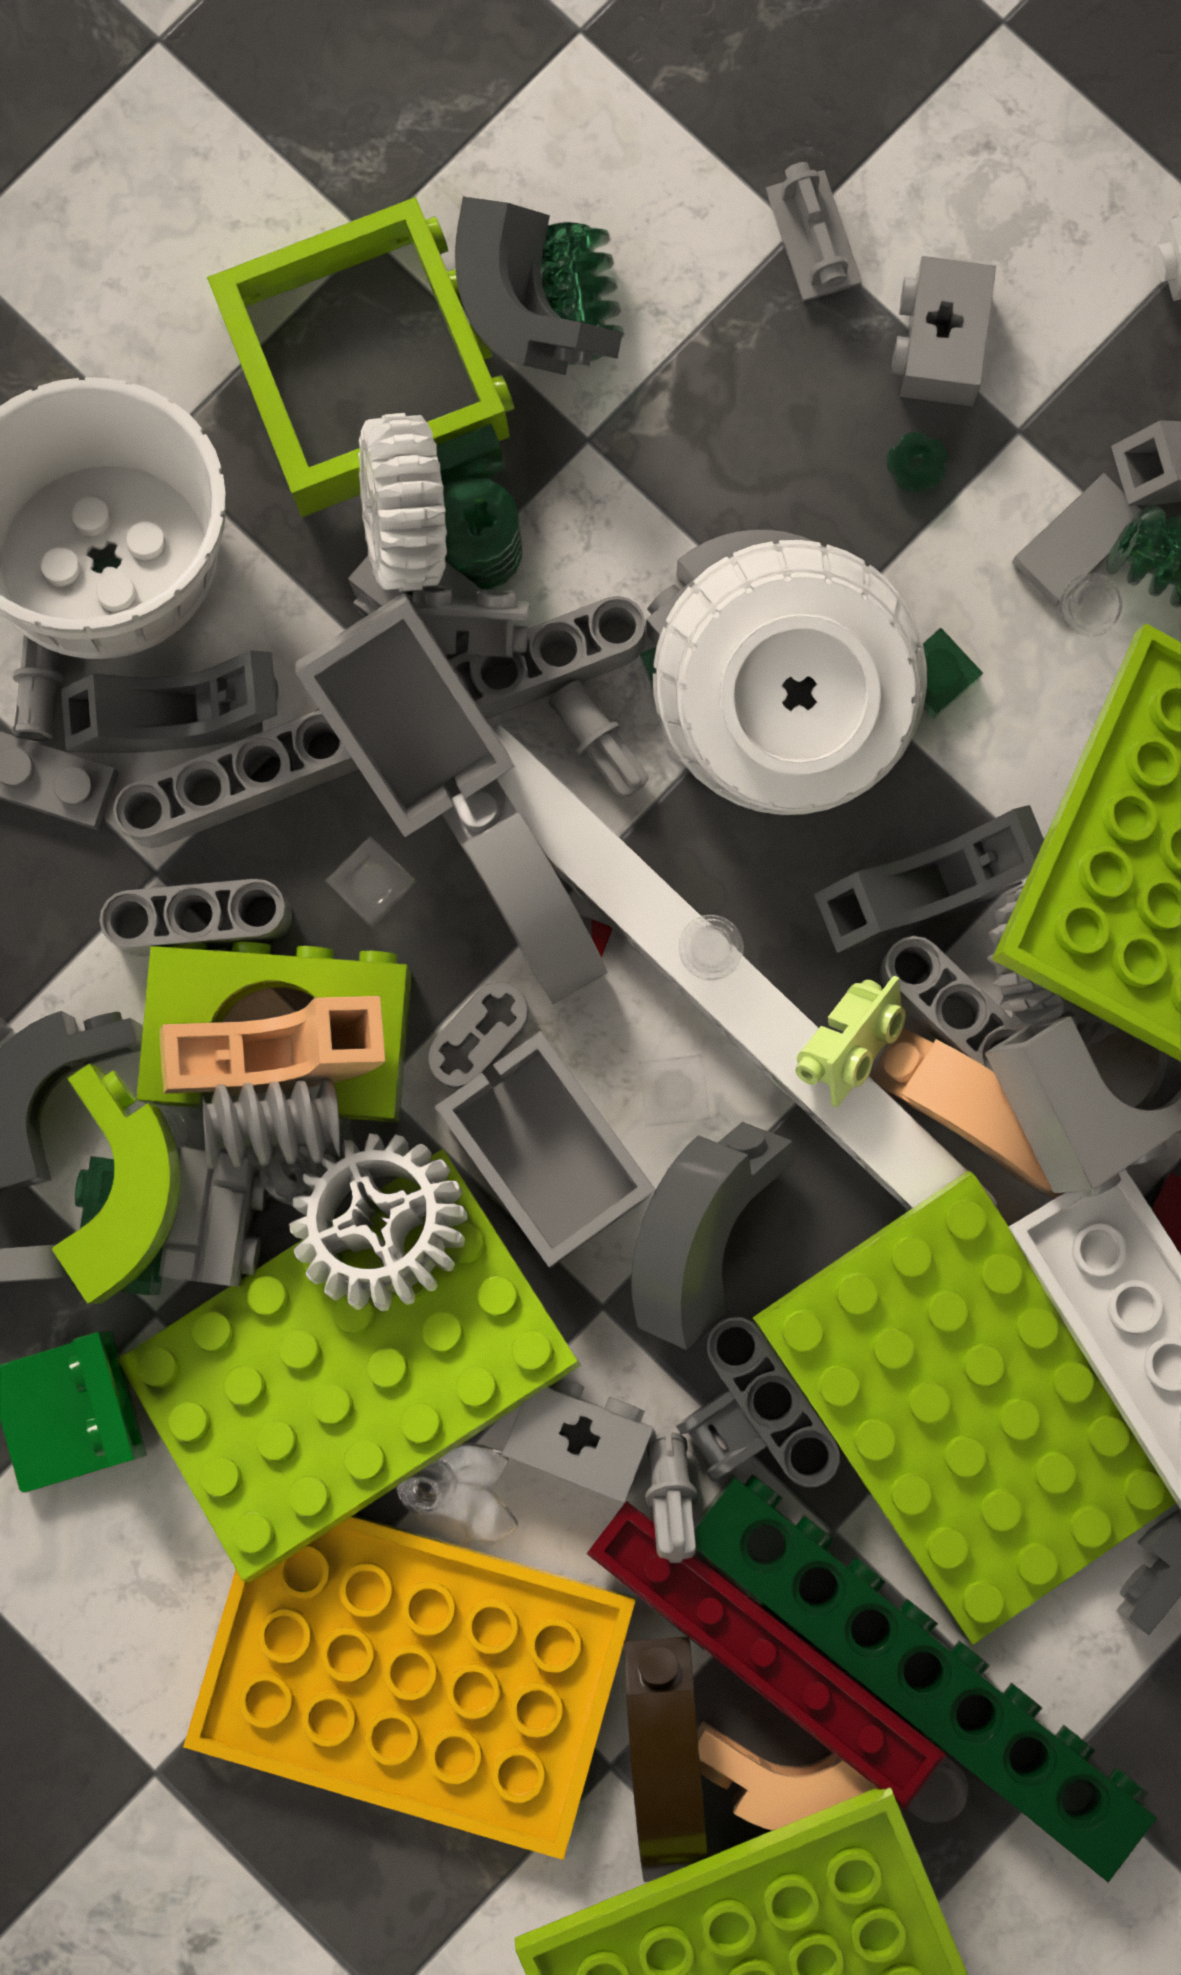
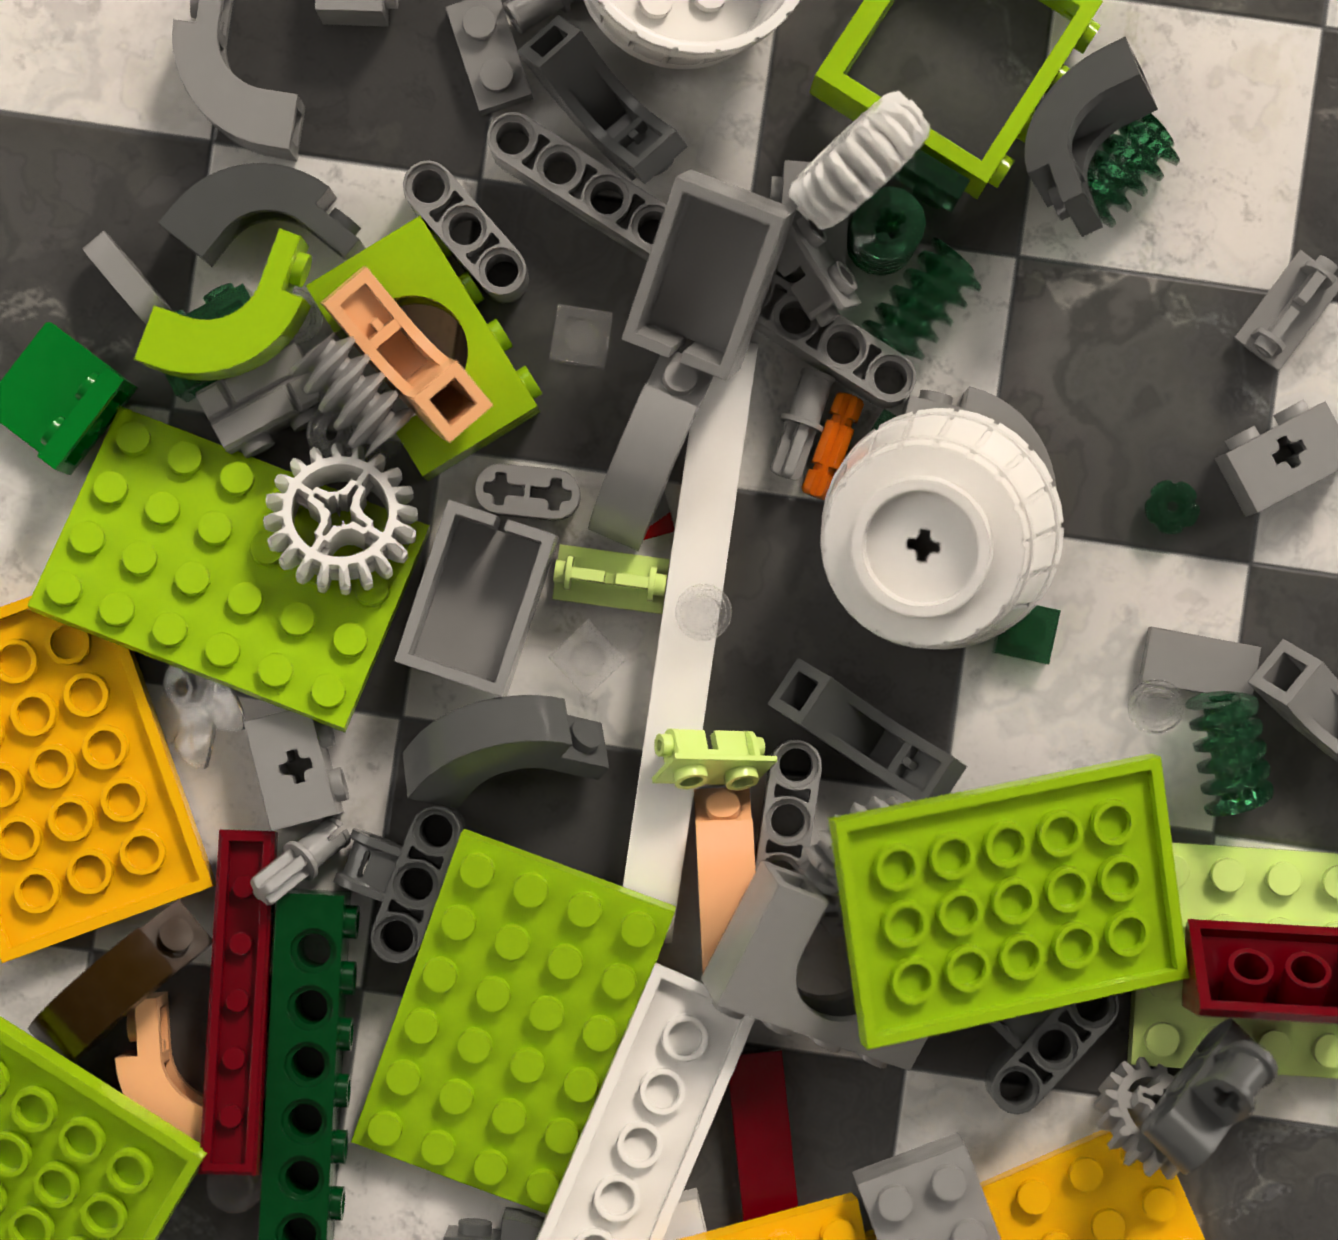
camera: 50 degrees right, 5 degrees up
(566, 546) = (924, 300): none -> clear green piece
(615, 1016) = (610, 579): none -> yellowish green hinge
(639, 725) = (832, 444): none -> orange axle

